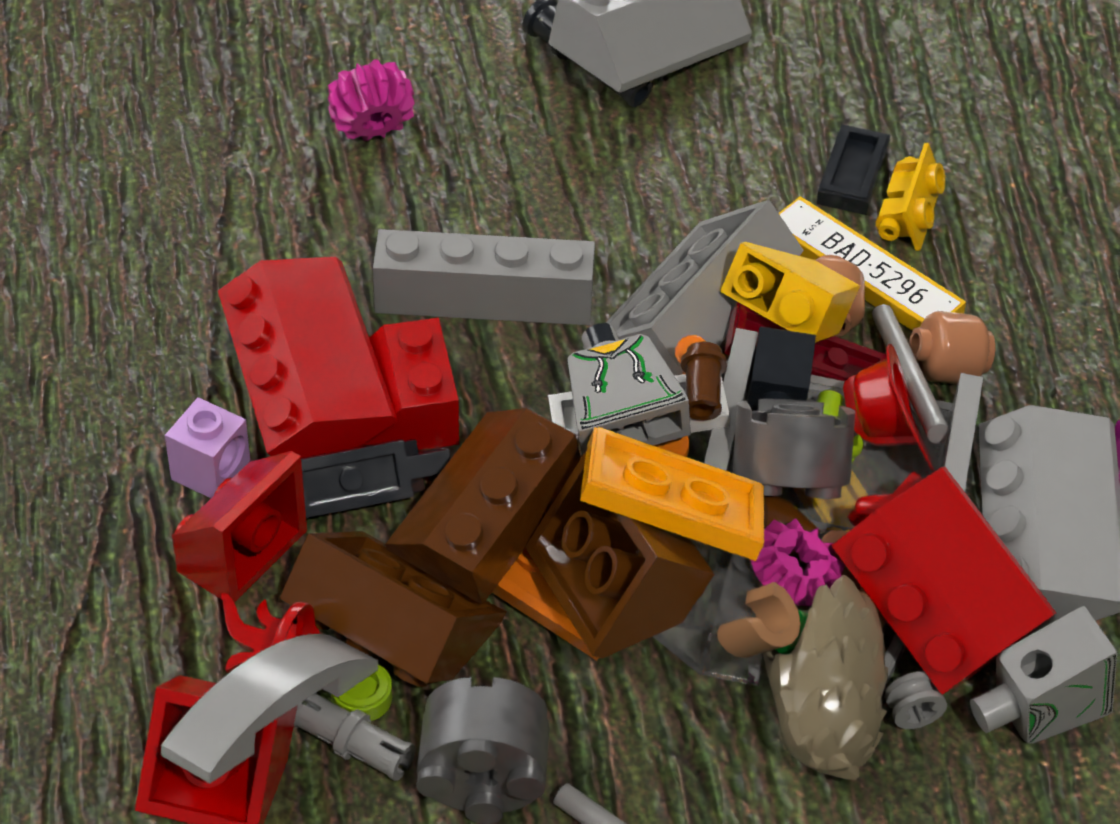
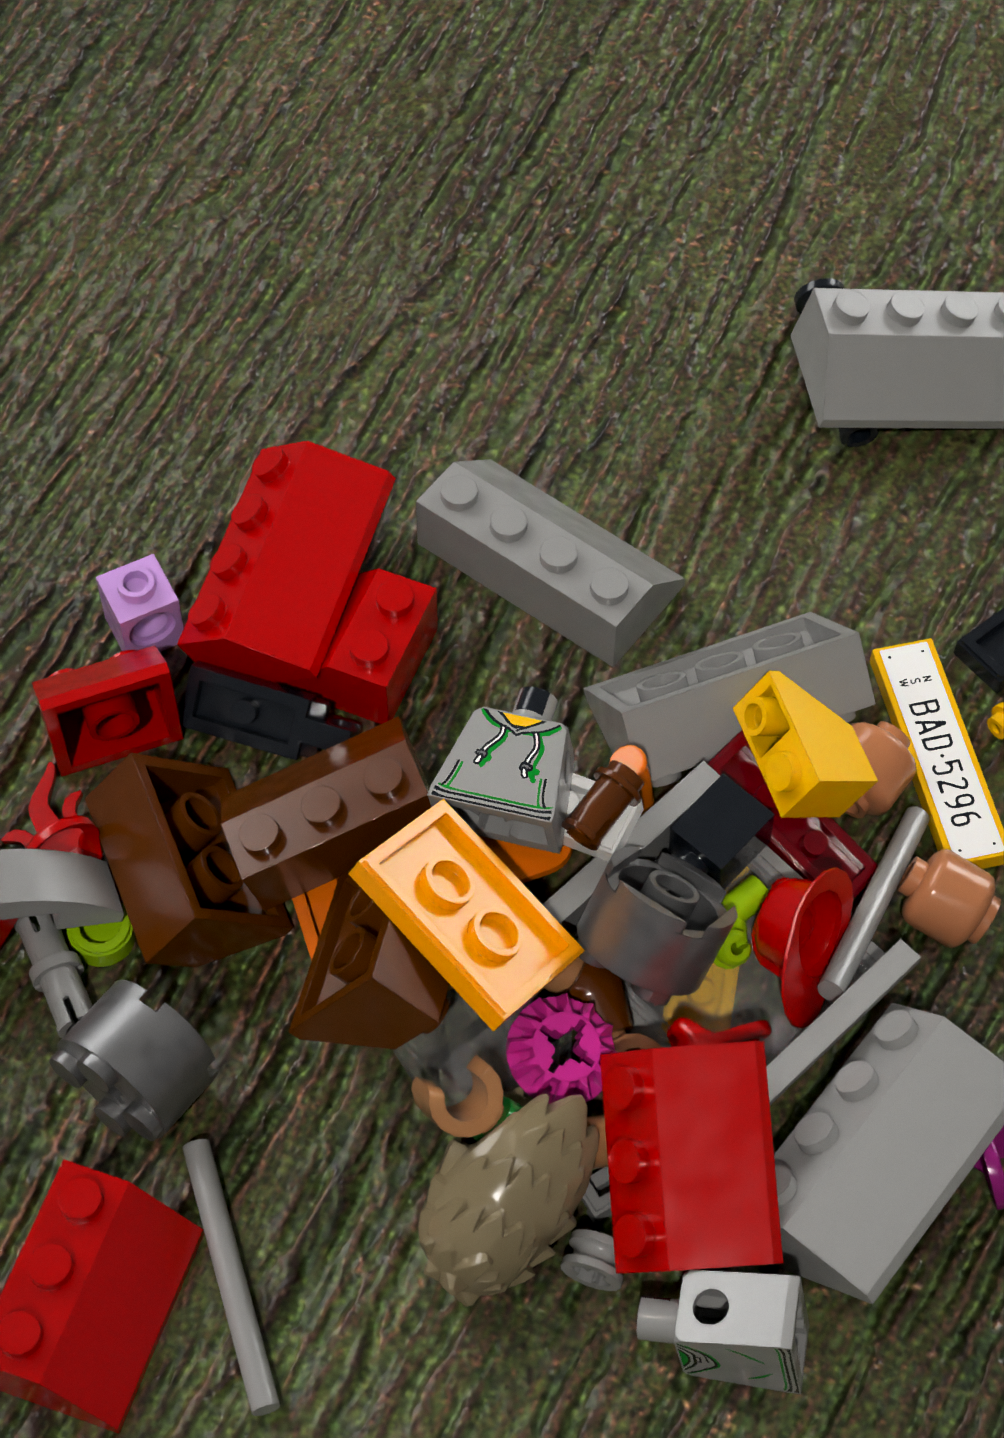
camera: 35 degrees right, 10 degrees up
(370, 100) = (566, 313): dark pink gear -> none

